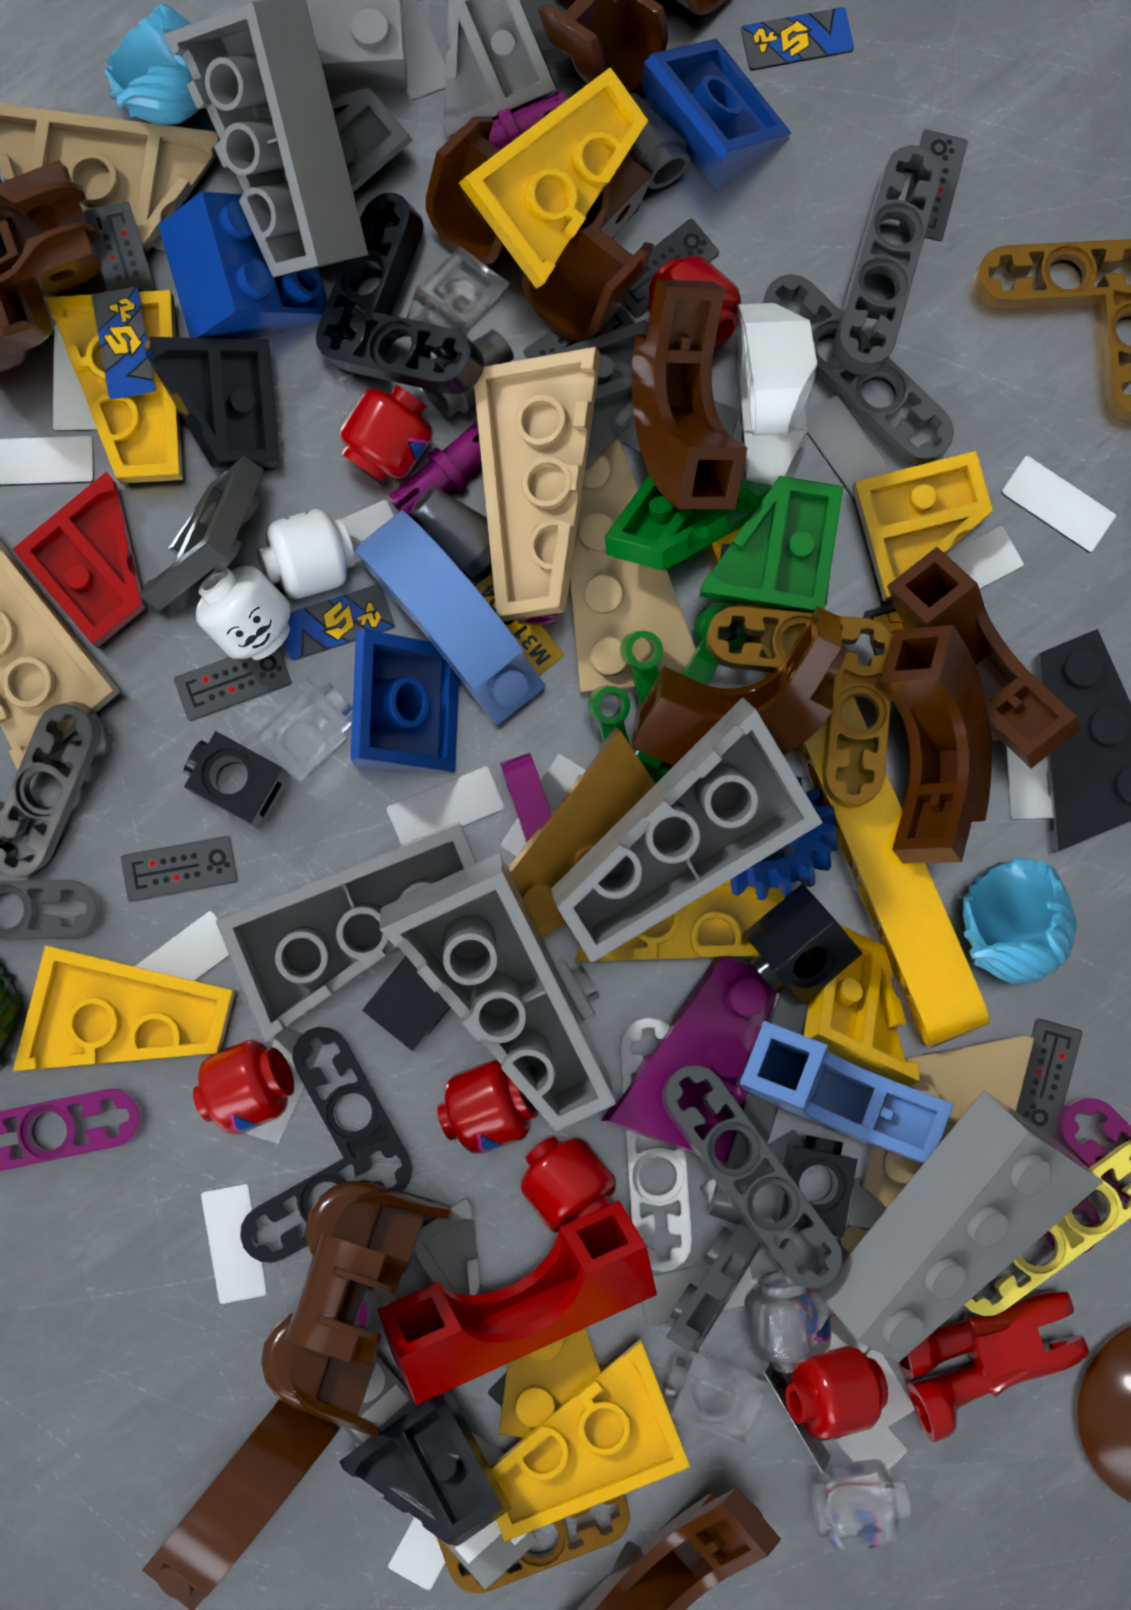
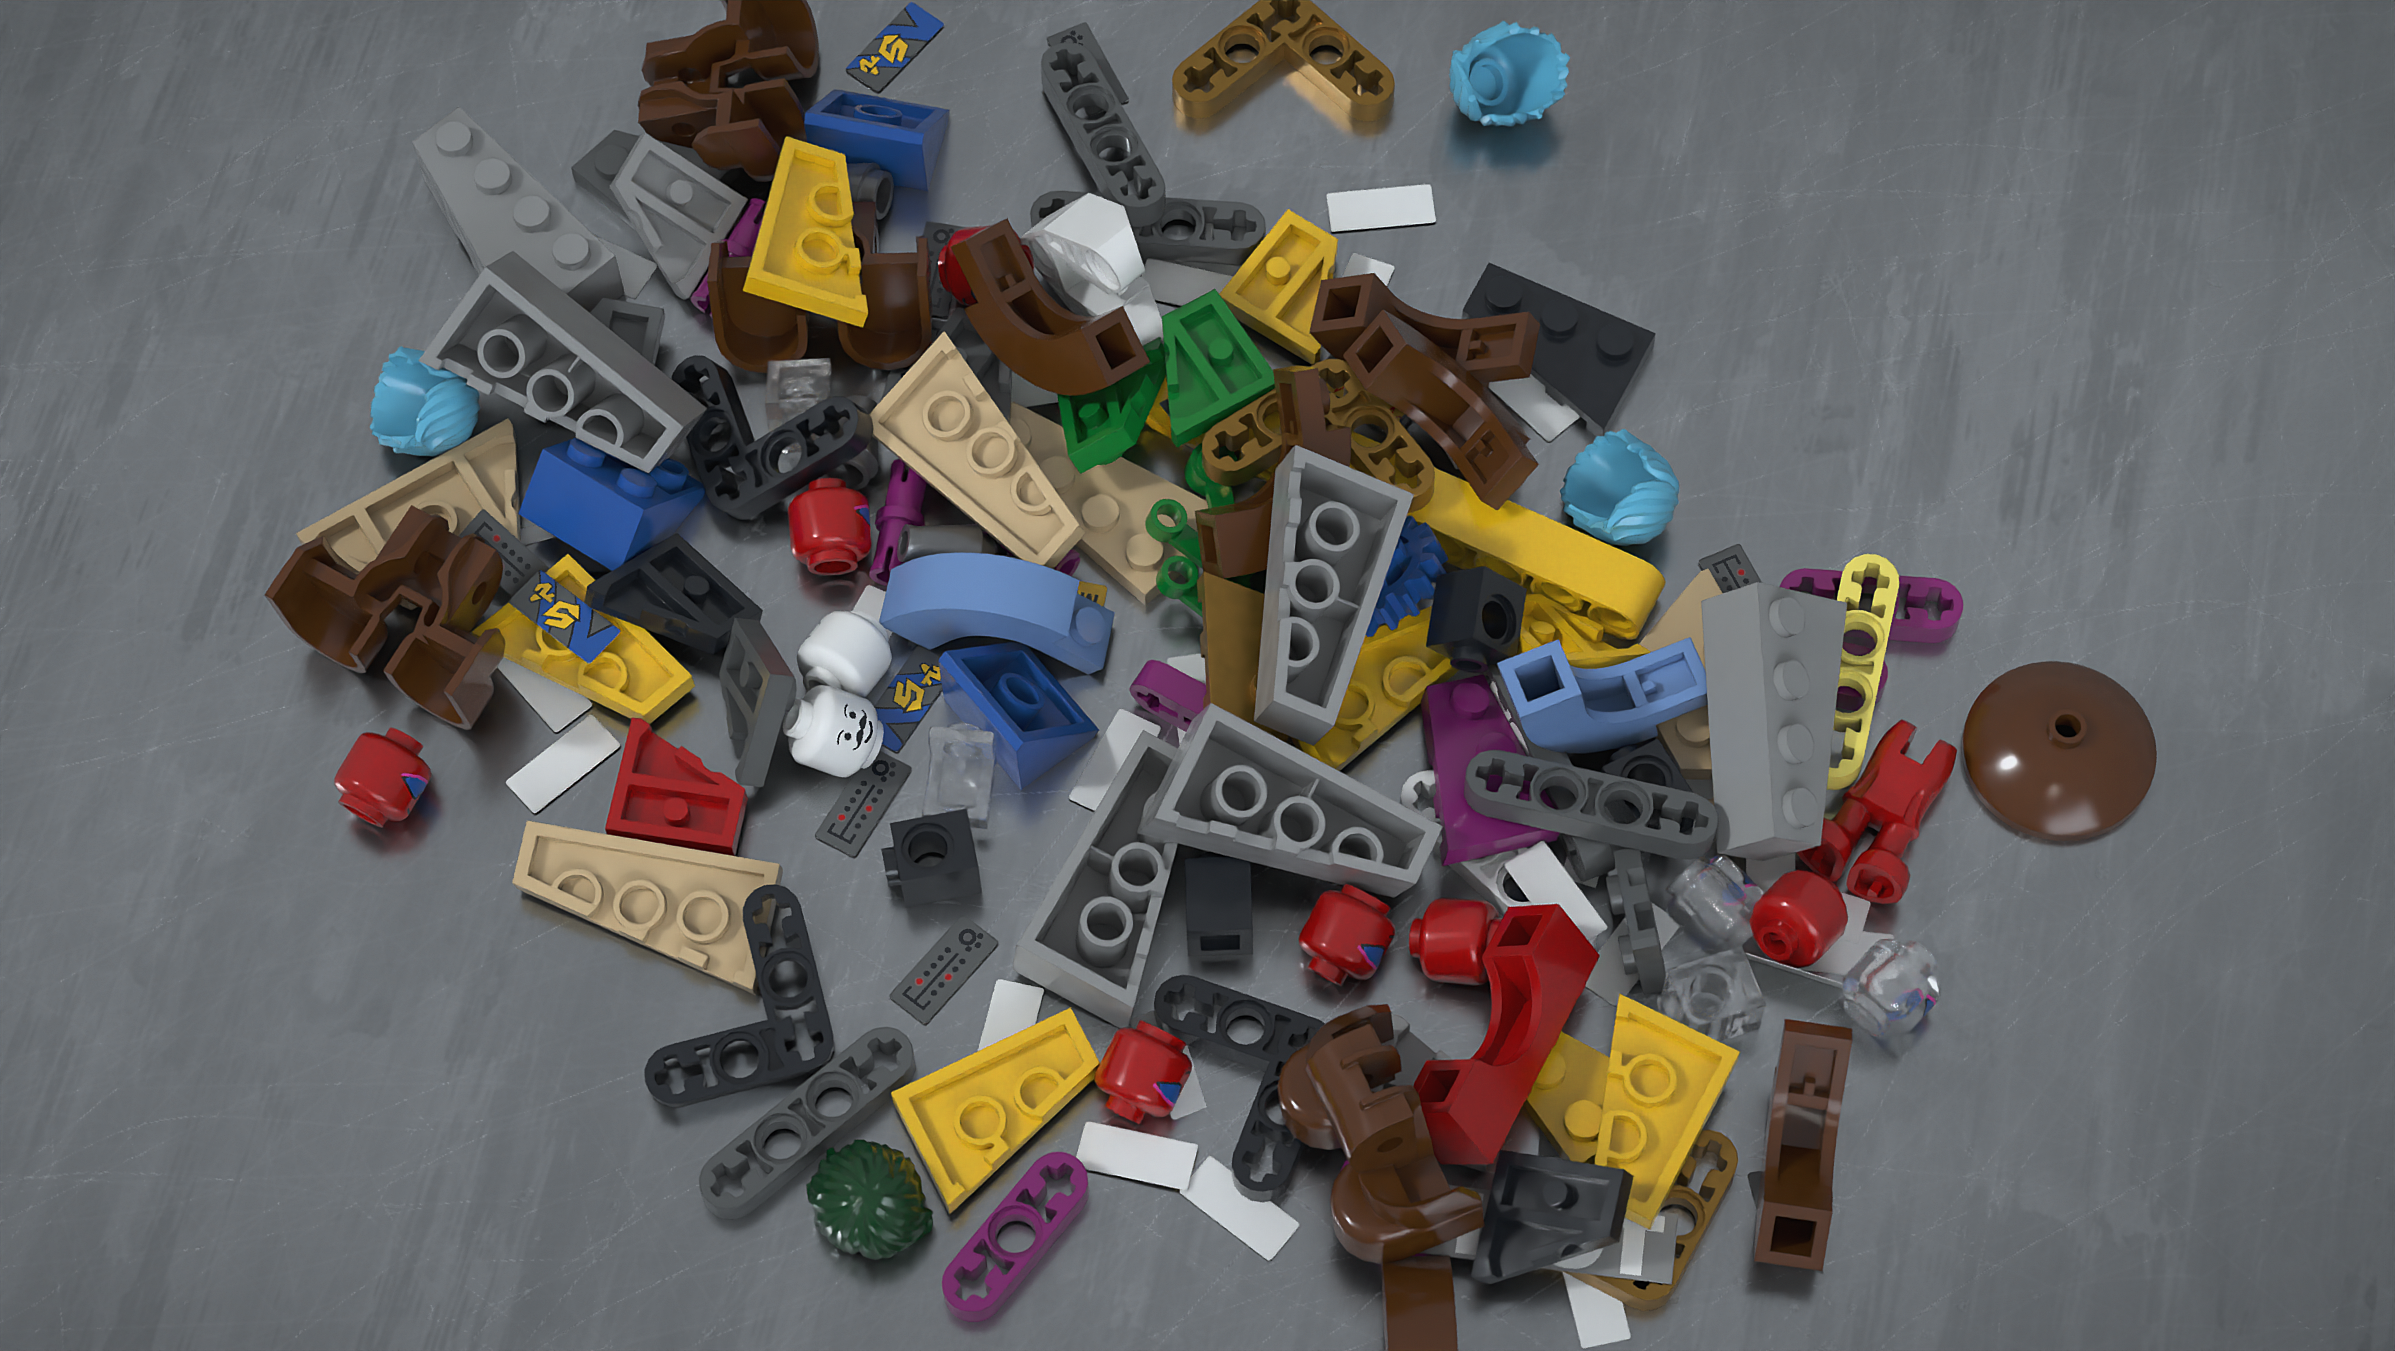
camera: 35 degrees left, 20 degrees down
(192, 1139) = (1137, 1155): none -> white sticker
(672, 1209) = (1547, 882): none -> white sticker

